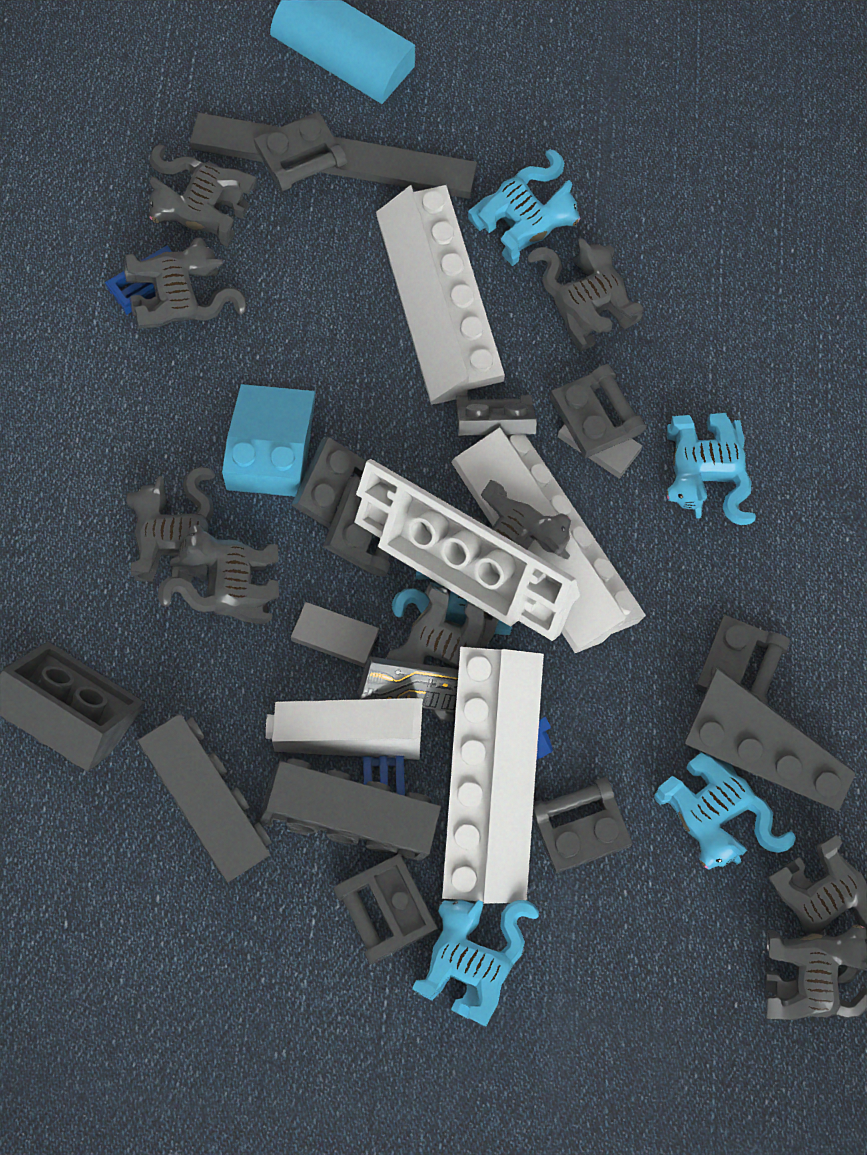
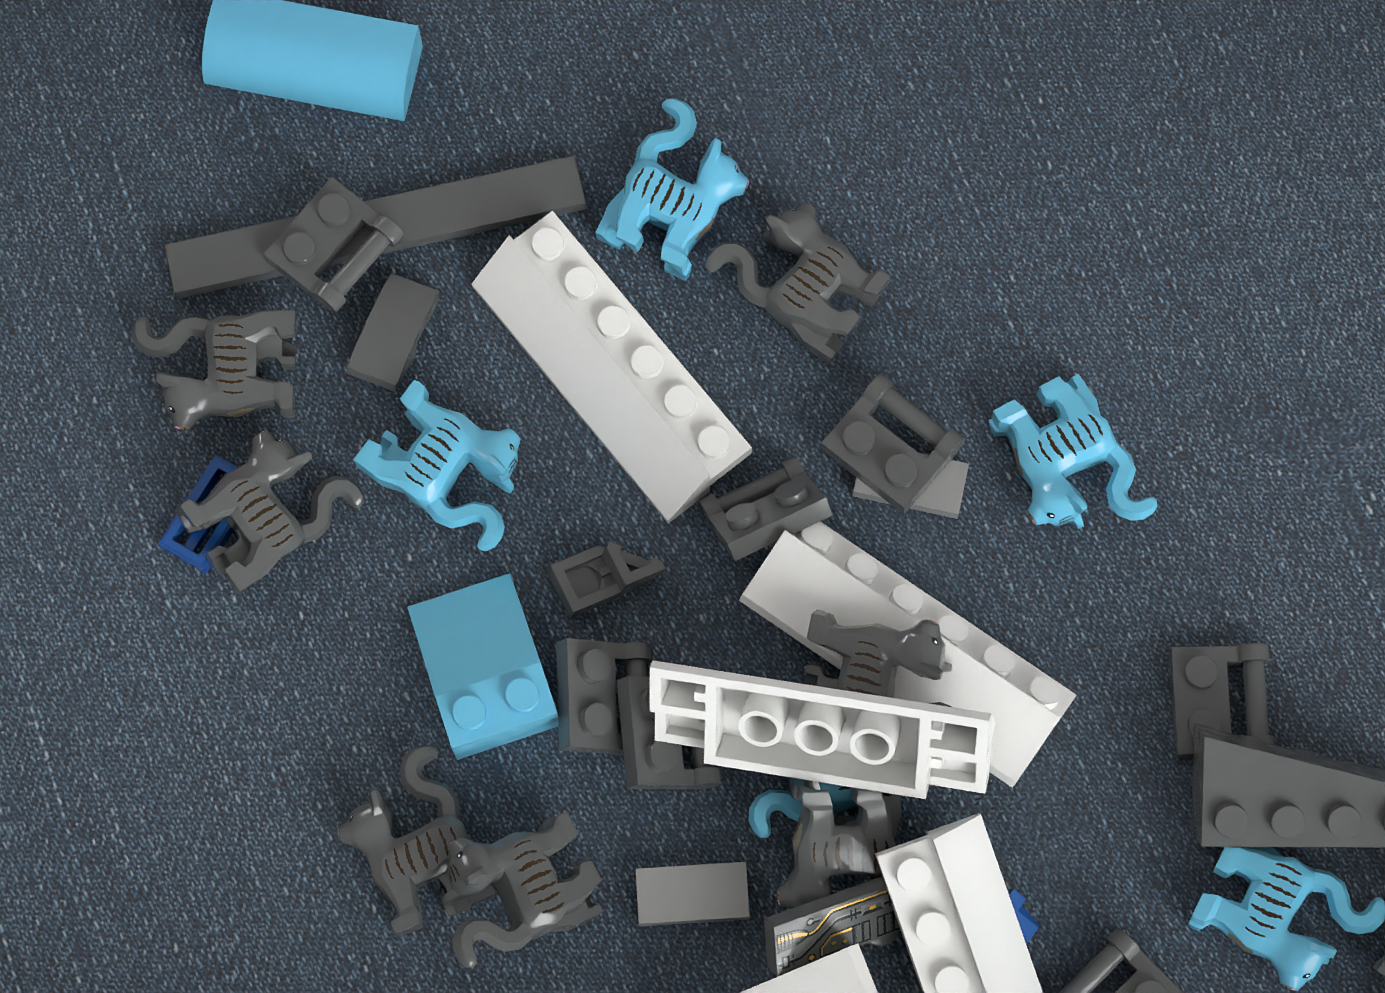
camera: 20 degrees left, 5 degrees up
(302, 302) = (436, 460): none -> medium azure animal
(311, 217) = (392, 332): none -> dark grey slope
(371, 417) = (599, 577): none -> dark grey slope

